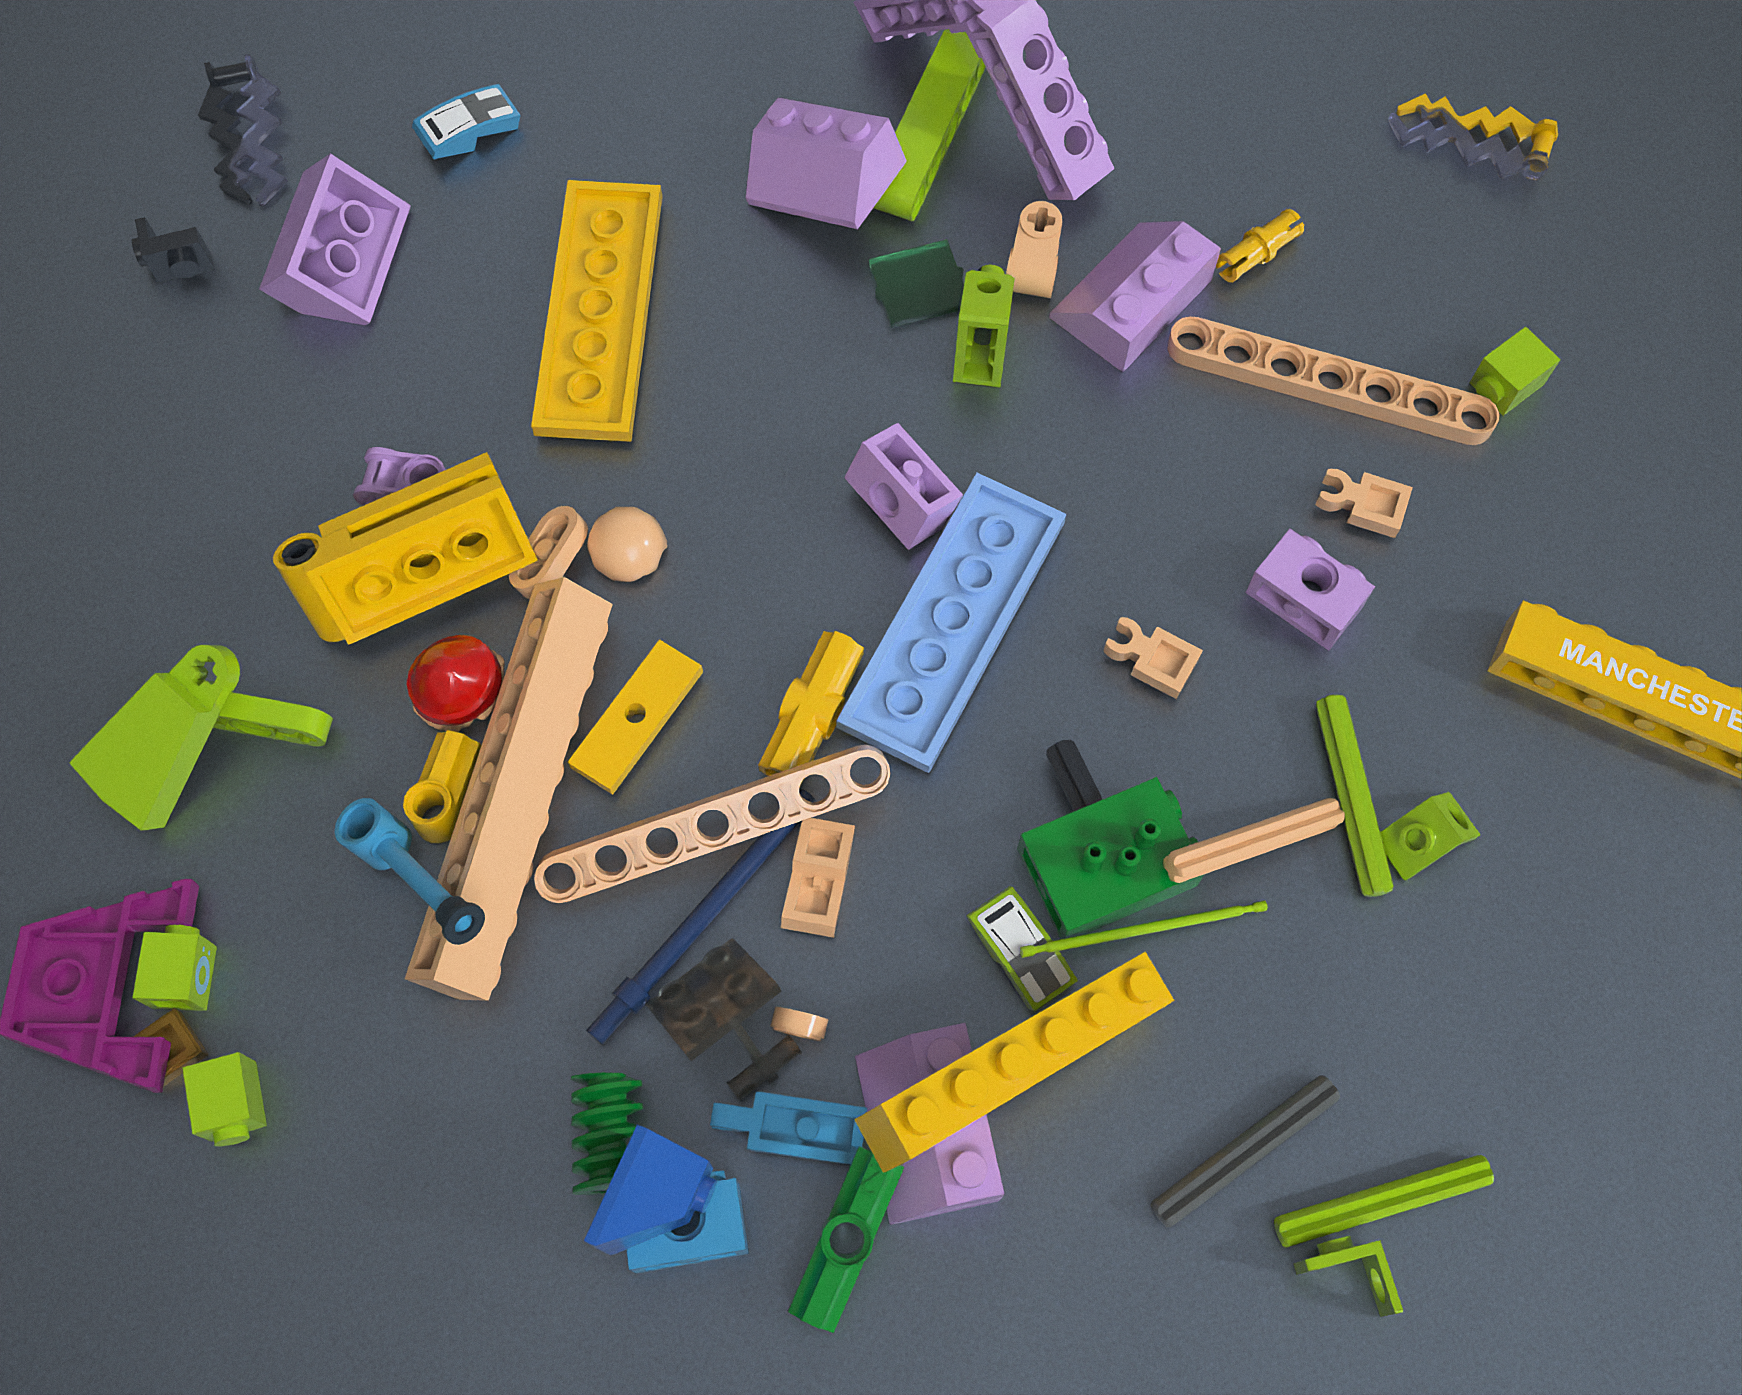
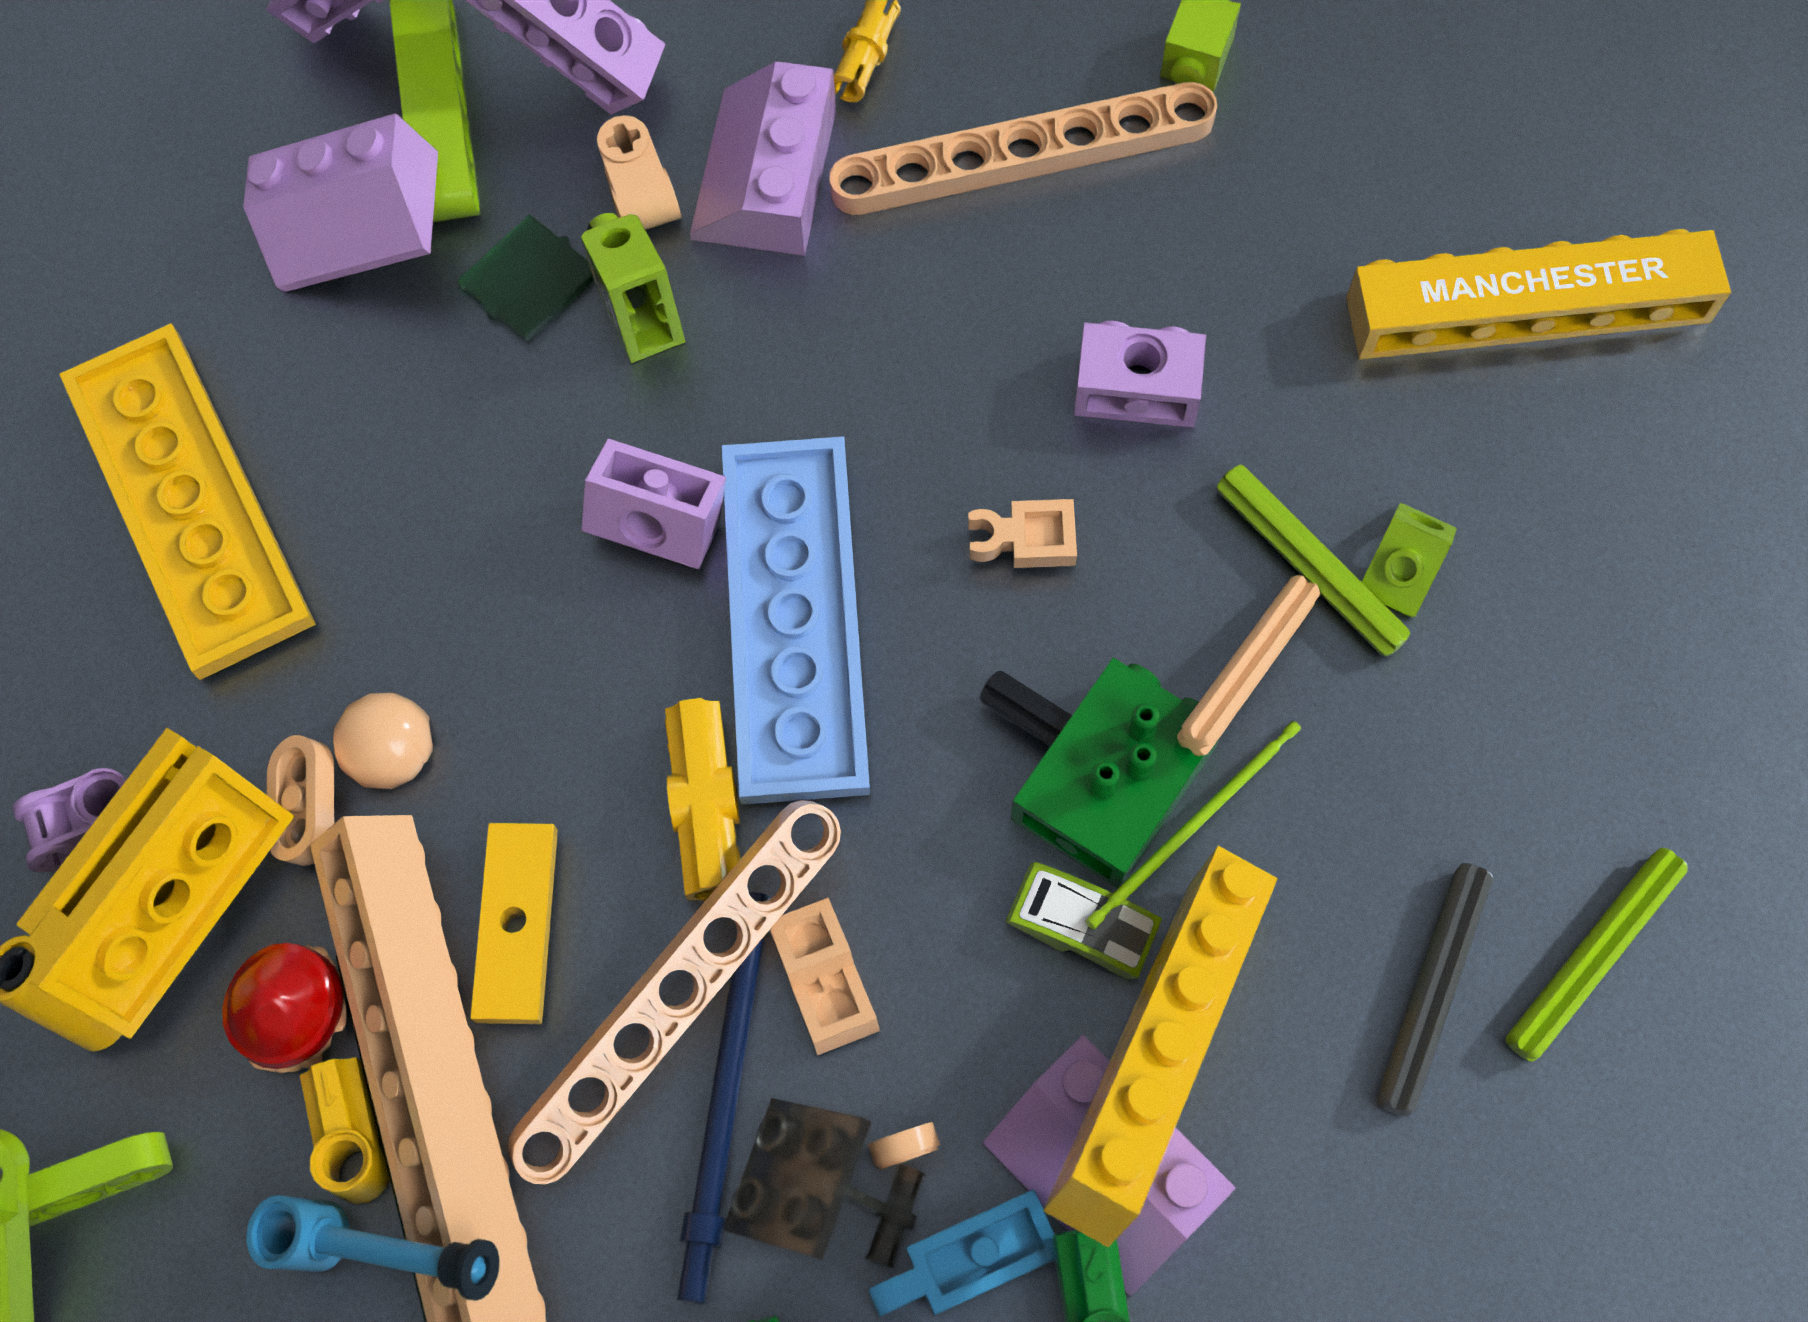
camera: 30 degrees left, 0 degrees up
(1373, 503) = (1144, 249): light nougat plate -> none
(1374, 1262) = (1627, 1019): lime bracket -> none

